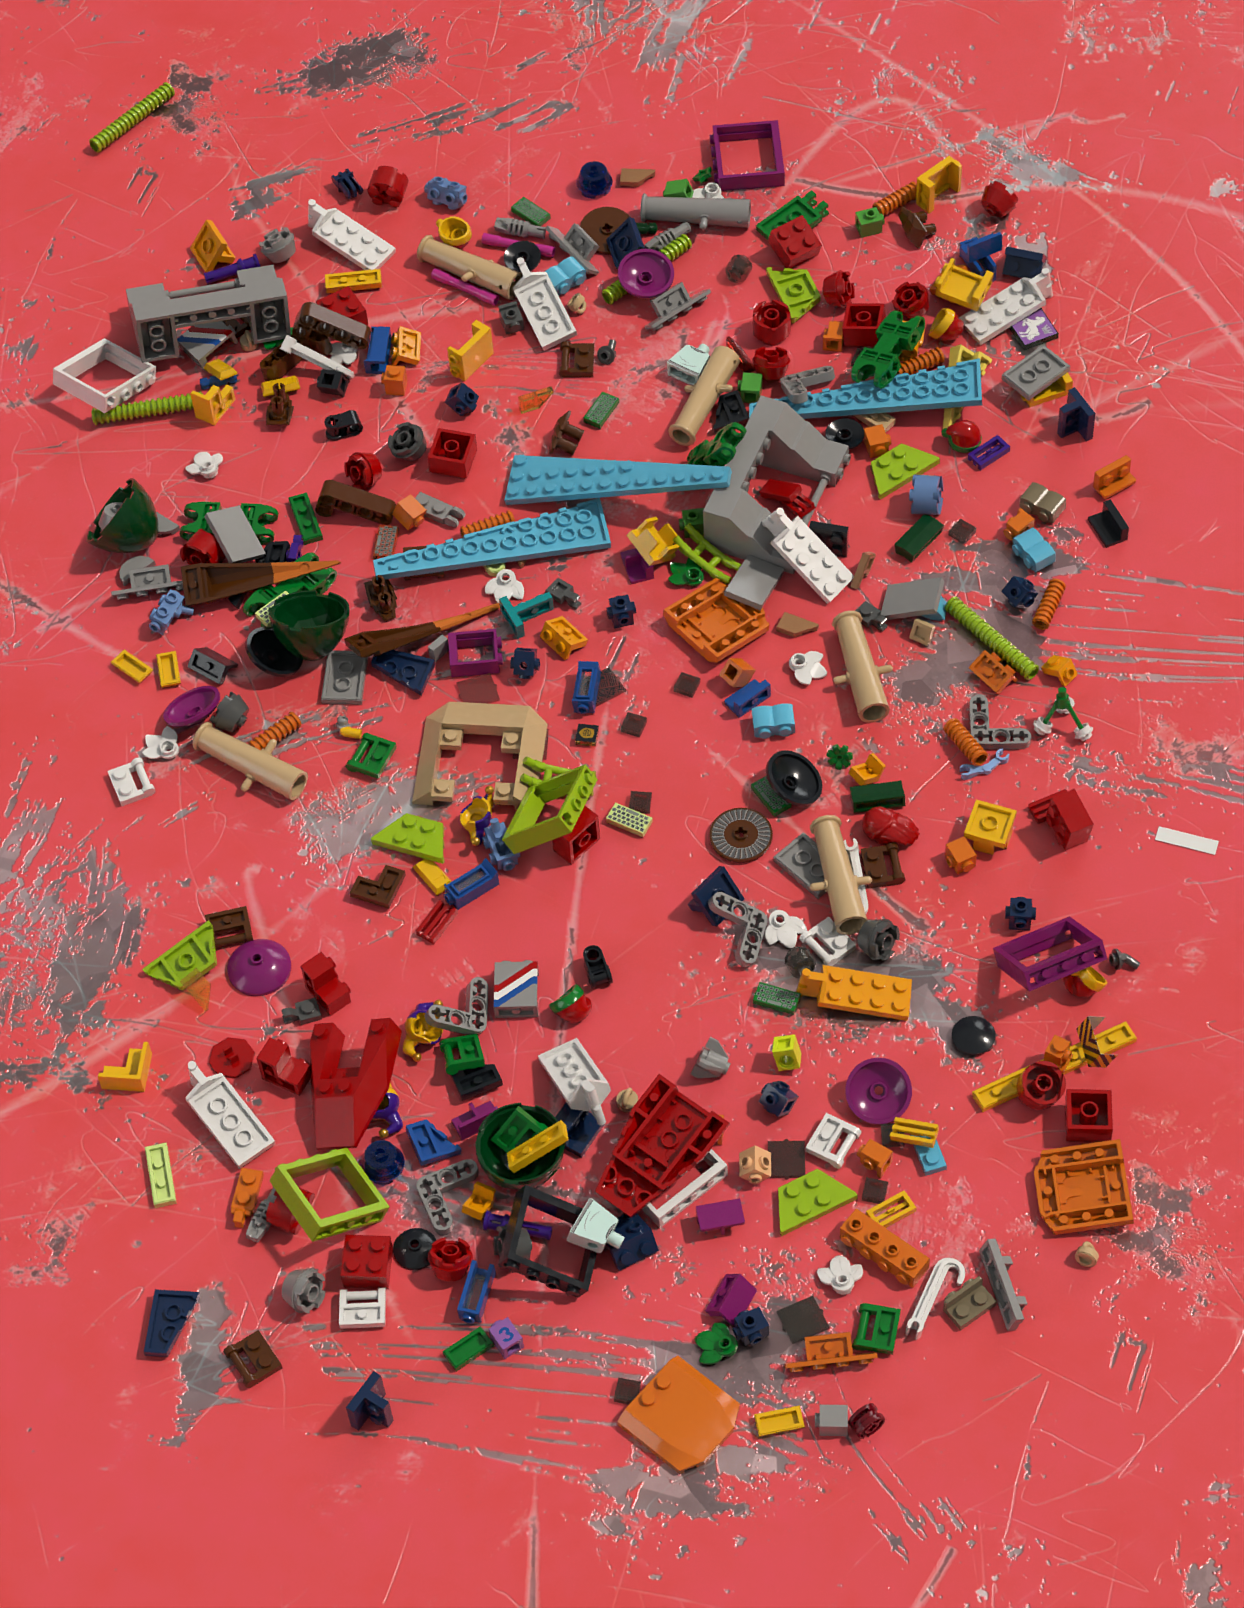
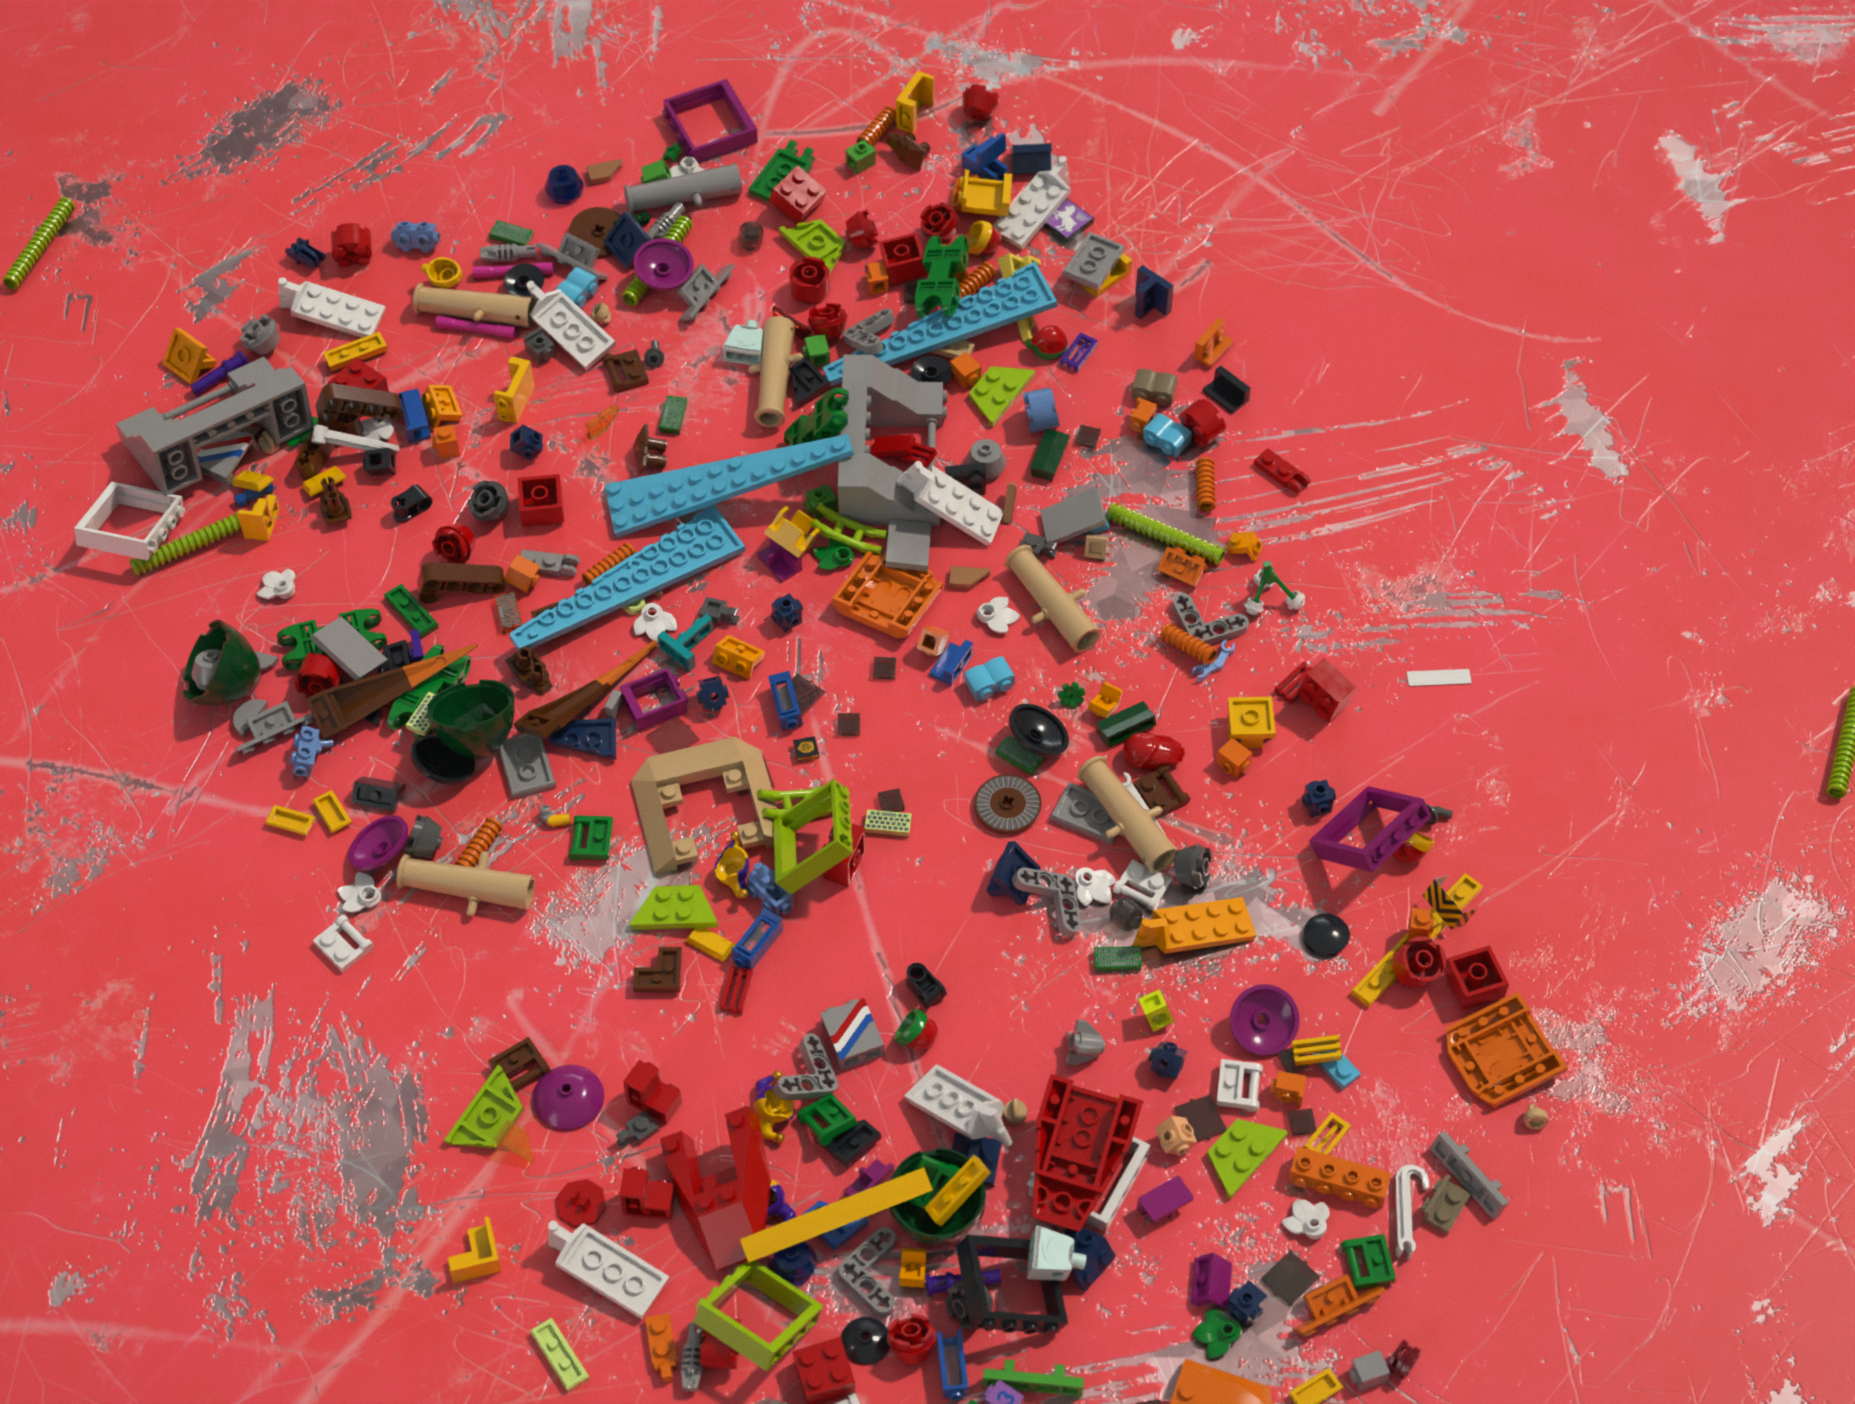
camera: 25 degrees left, 0 degrees up
(427, 1133) = (836, 1214): none -> yellow tile
(557, 1337) = (1035, 1382): none -> bright green hinge
(861, 525) = (990, 453): none -> light grey cone
(1020, 592) = (1174, 481): dark blue brick -> none
(1069, 546) = (1202, 422): none -> red brick
(1126, 611) = (1281, 471): none -> red hinge

